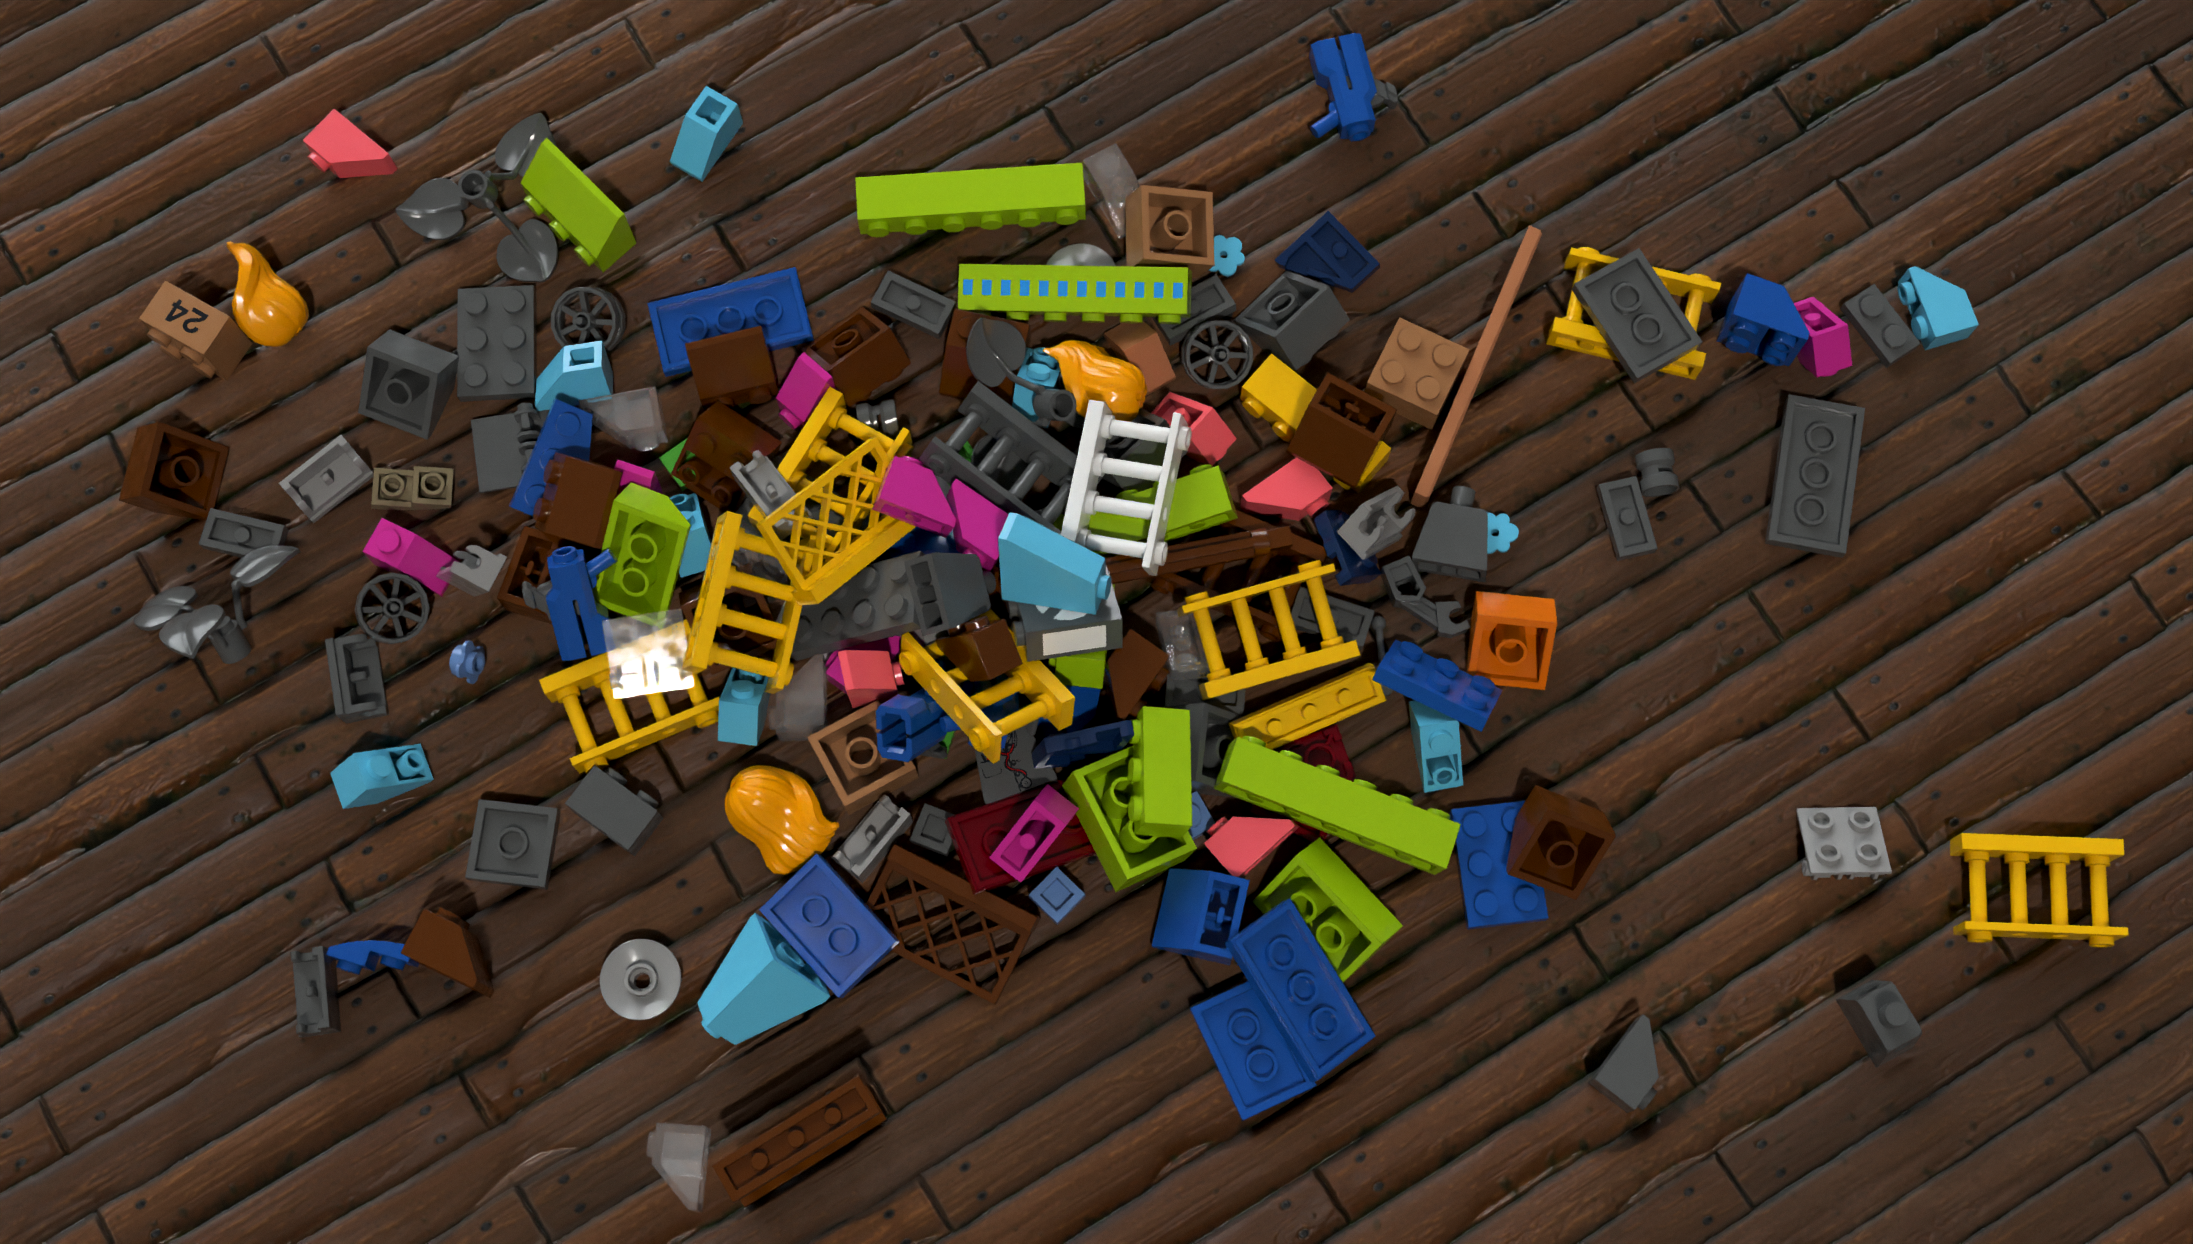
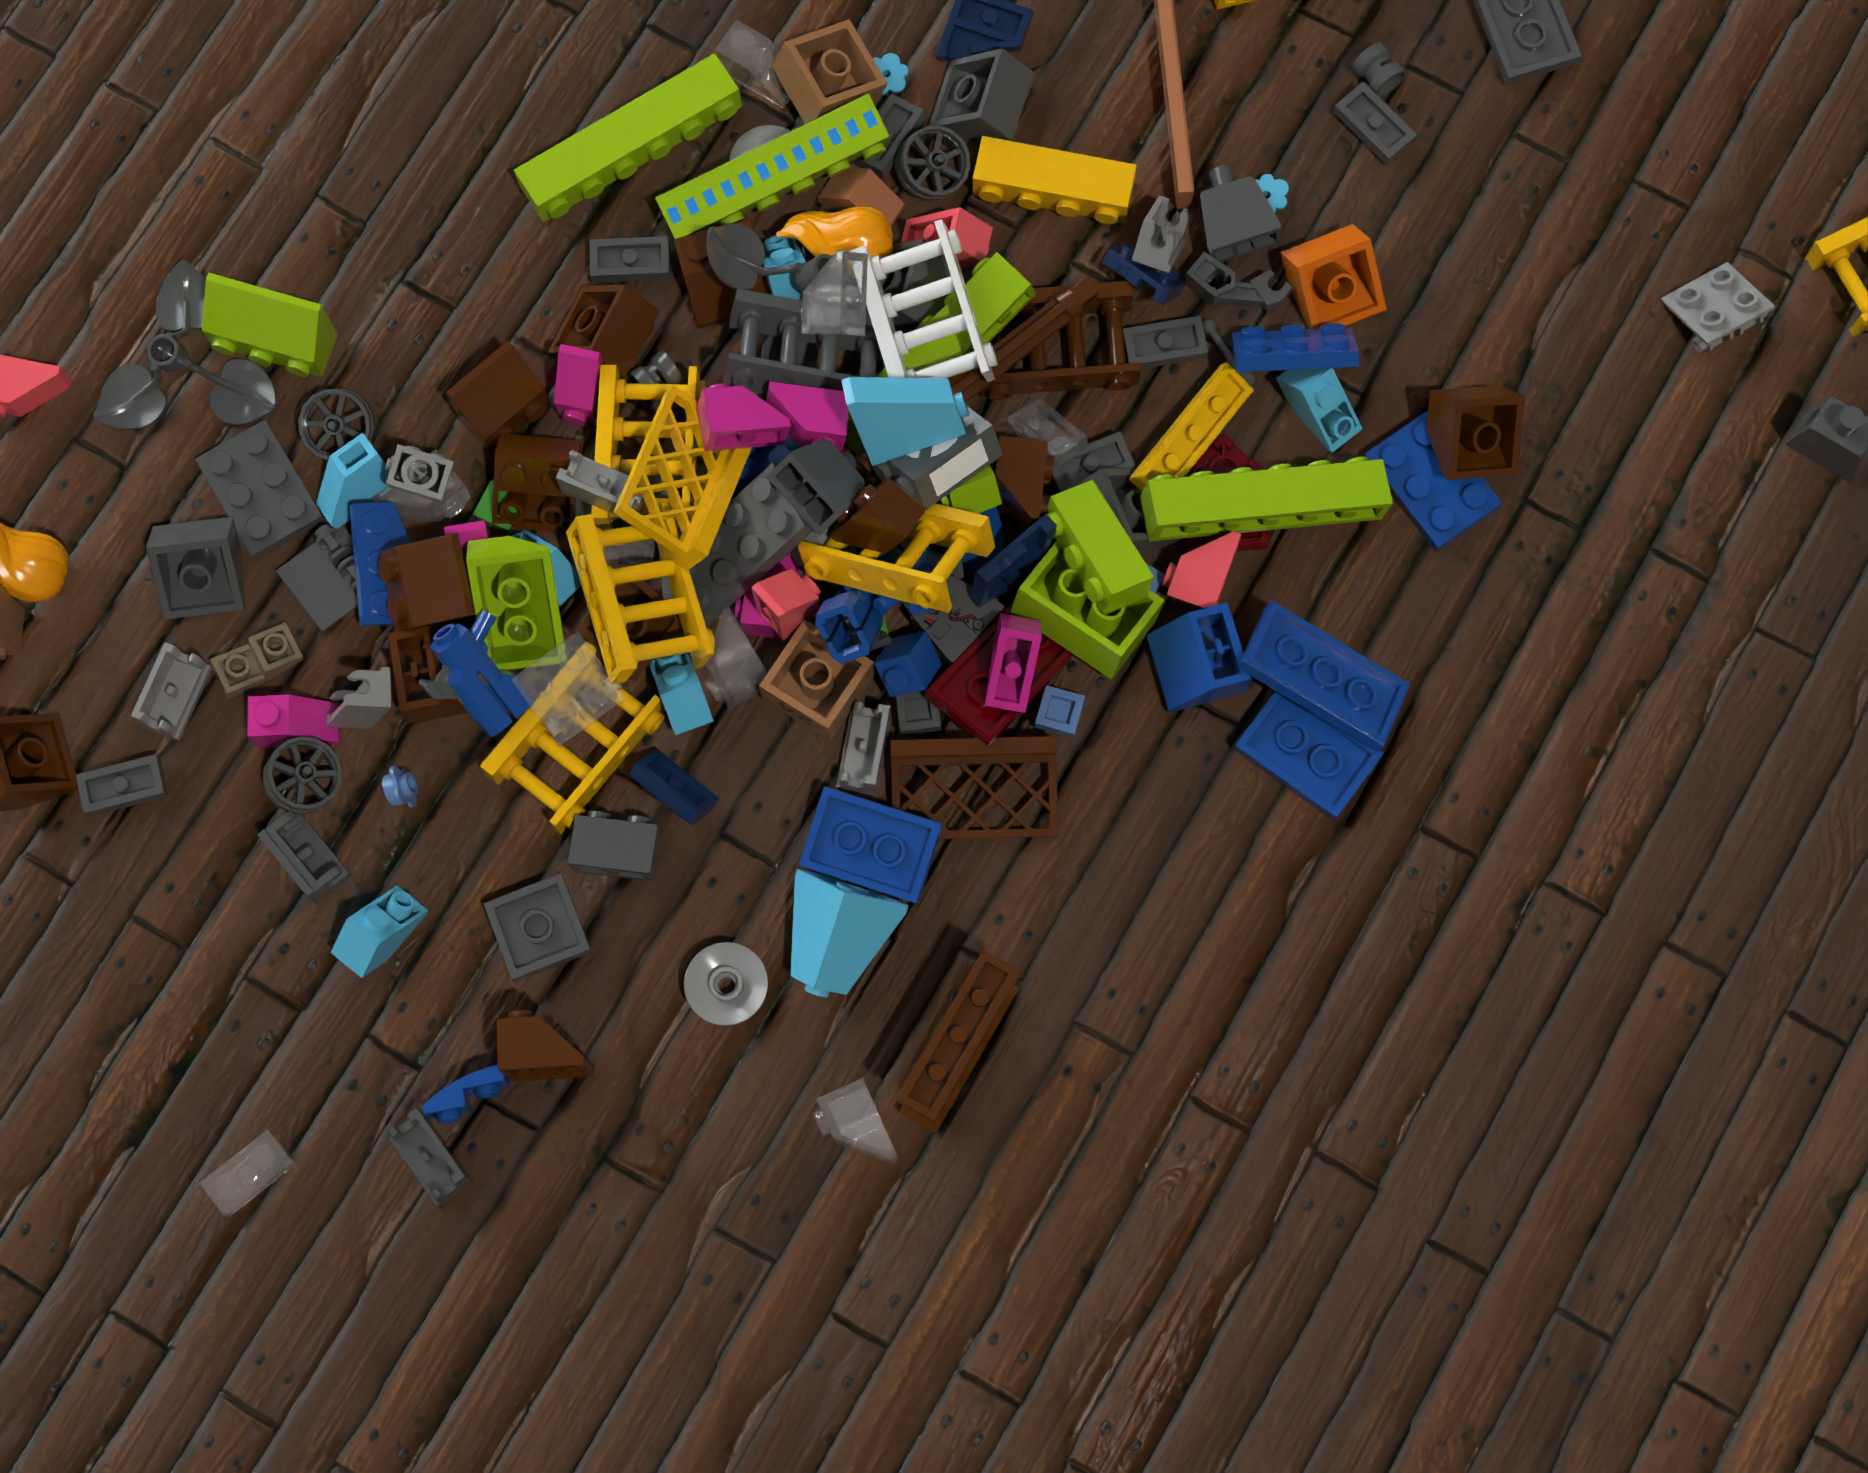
camera: 25 degrees left, 0 degrees up
(162, 923) = (247, 1173): none -> clear plate
(189, 630) = (147, 873): dark grey plant -> none
(610, 397) = (408, 461): none -> light grey head
(693, 784) = (673, 786): none -> dark blue plate
(705, 133) = (349, 200): medium azure slope -> none
(763, 301) = (459, 348): blue tile -> none
(779, 816) = (770, 774): light orange piece -> none
(947, 785) = (908, 663): none -> blue brick
(1055, 435) = (837, 297): none -> clear slope
(1258, 668) = (1128, 415): yellow fence -> none
(1289, 493) = (1067, 250): coral slope -> none
(1334, 905) = (1312, 586): lime slope -> none
(1341, 430) = (1087, 168): reddish brown slope -> none
(1416, 372) = (1119, 90): medium nougat brick -> none
(1630, 1069) = (1645, 593): dark grey slope -> none

